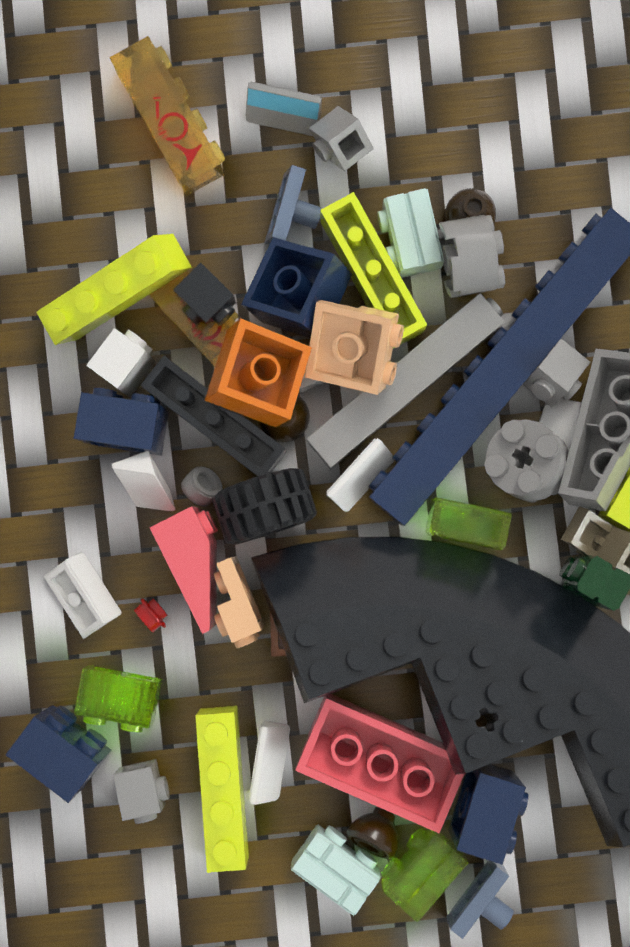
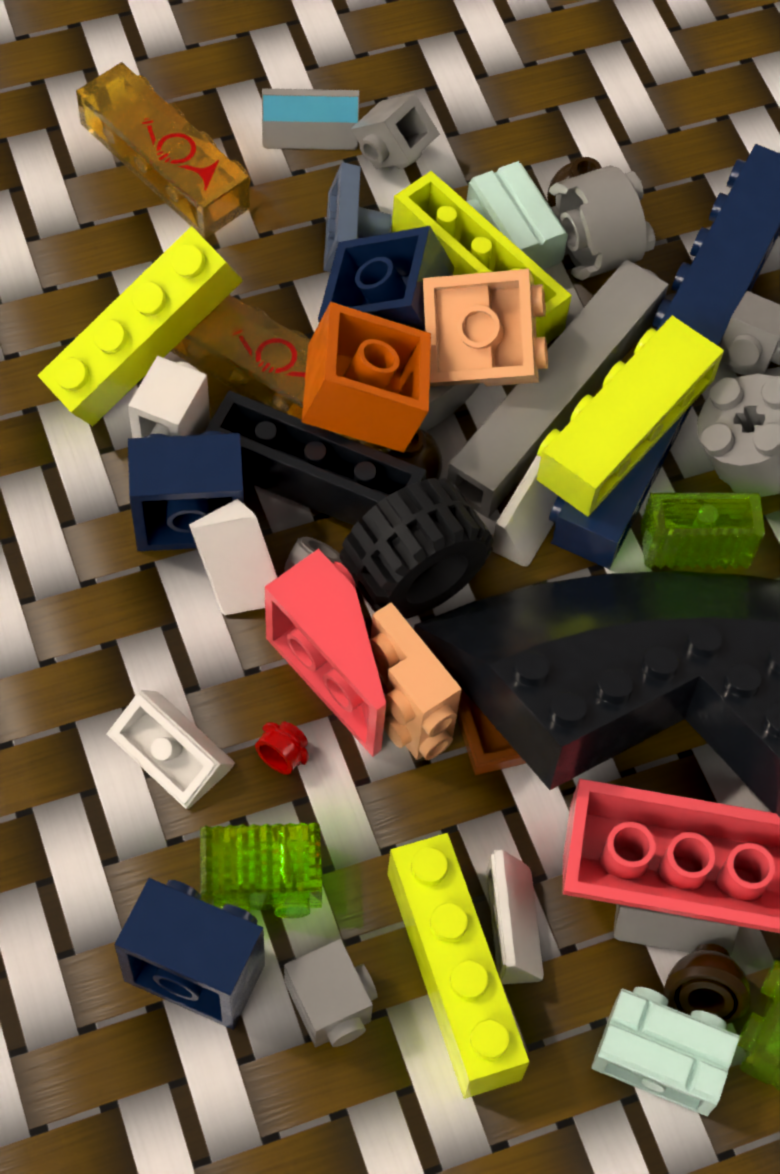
camera: 25 degrees left, 25 degrees down
(205, 298) = (269, 311): black brick -> none
(440, 434) = (627, 415): none -> neon yellow brick

